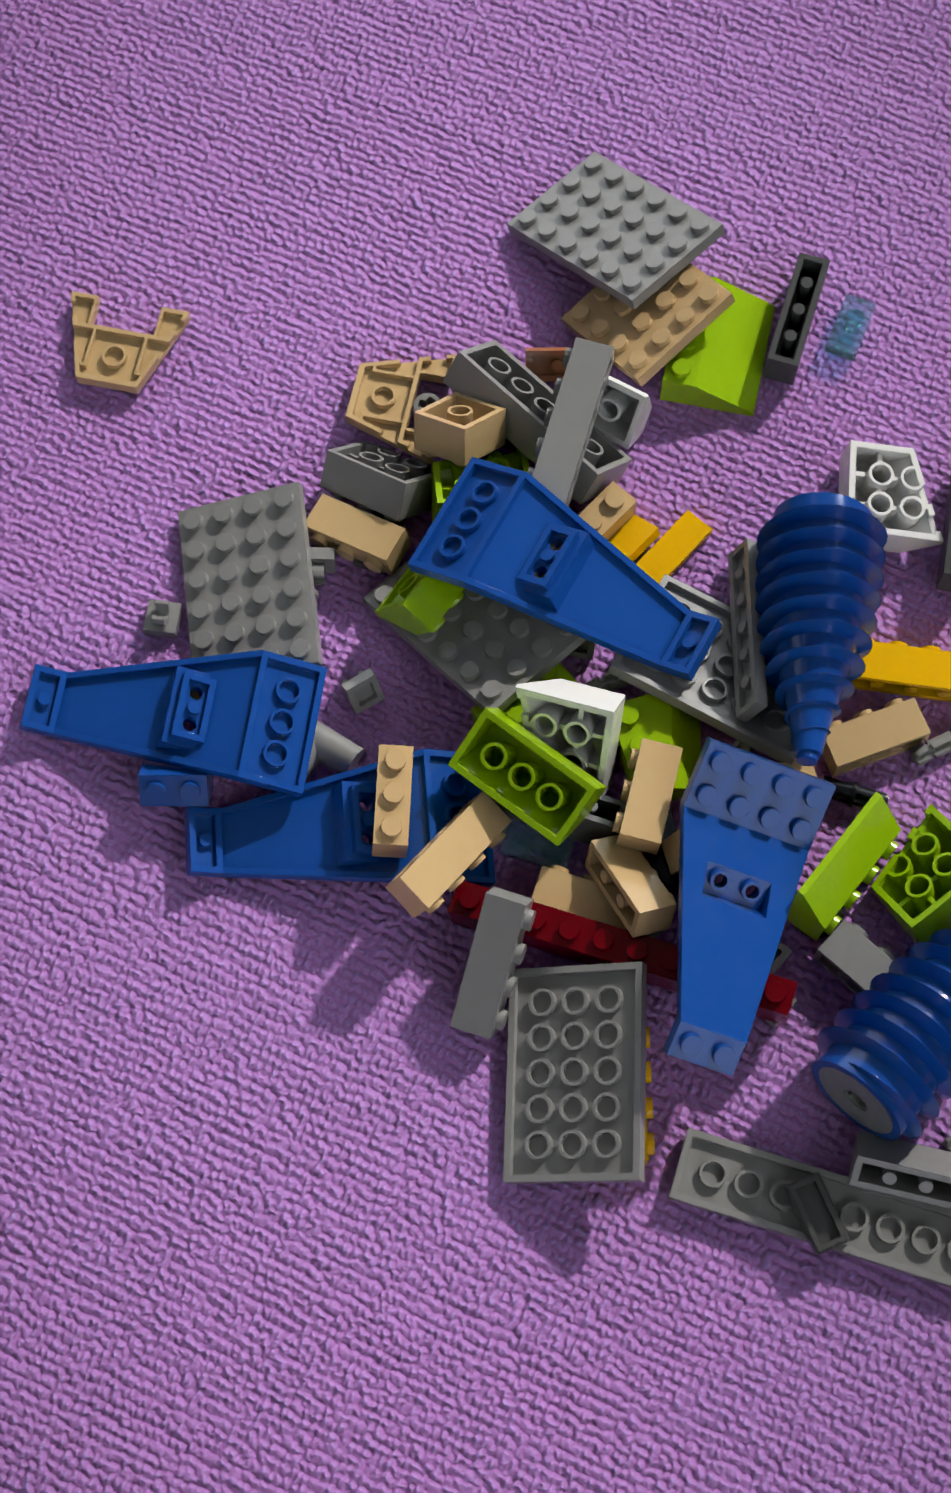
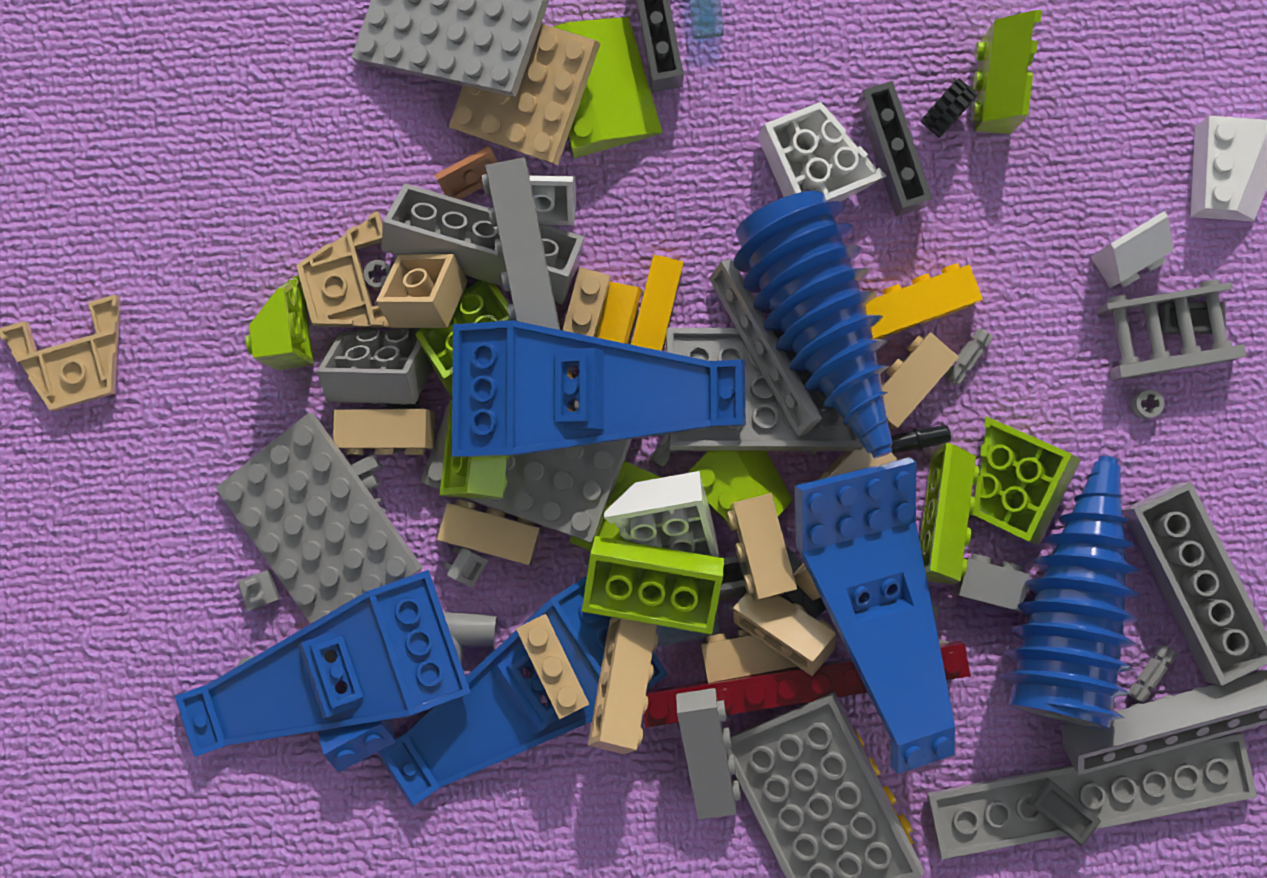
camera: 30 degrees left, 15 degrees up
(316, 403) = (282, 330): none -> lime wedge
(401, 672) = (489, 532): none -> tan brick

